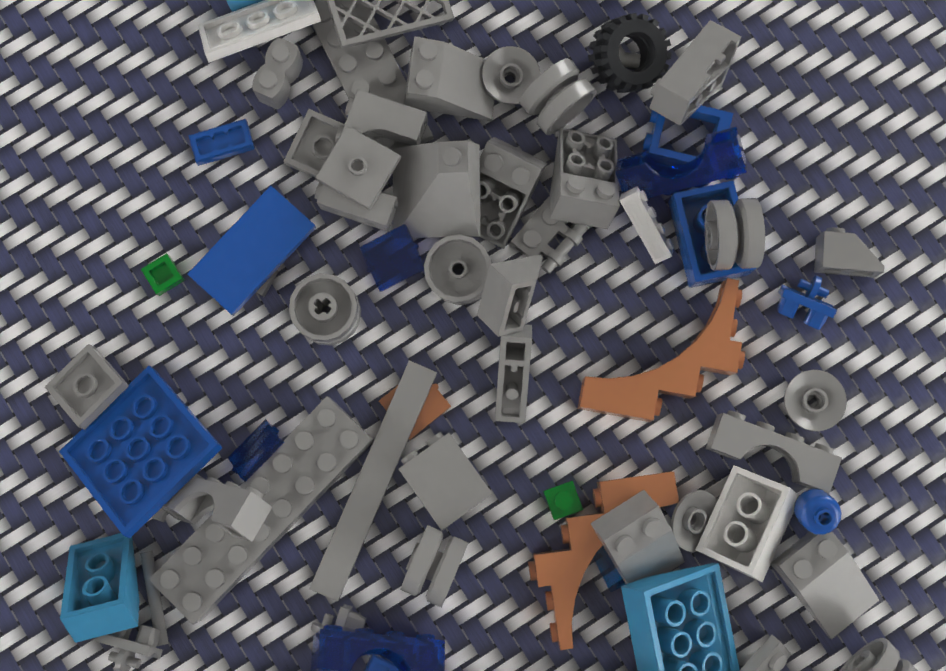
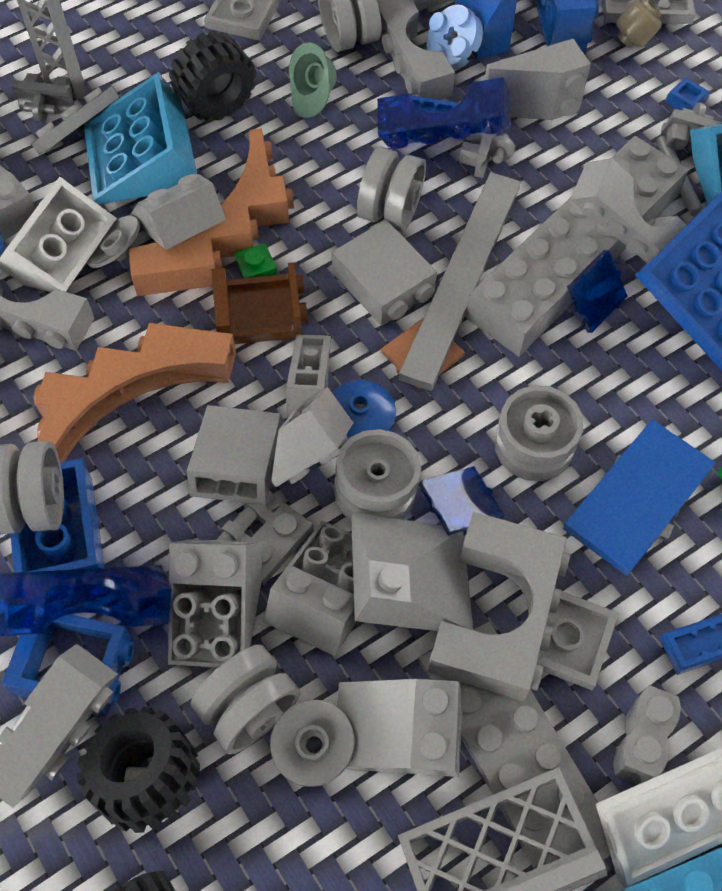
camera: 175 degrees right, 20 degrees down
(358, 167) = (516, 577): light grey plate -> none
(468, 362) = (379, 409): none -> blue dish
(558, 450) = (259, 306): none -> reddish brown panel
(573, 296) = (234, 455): none -> light grey brick
(646, 224) = (137, 536): white piece -> none

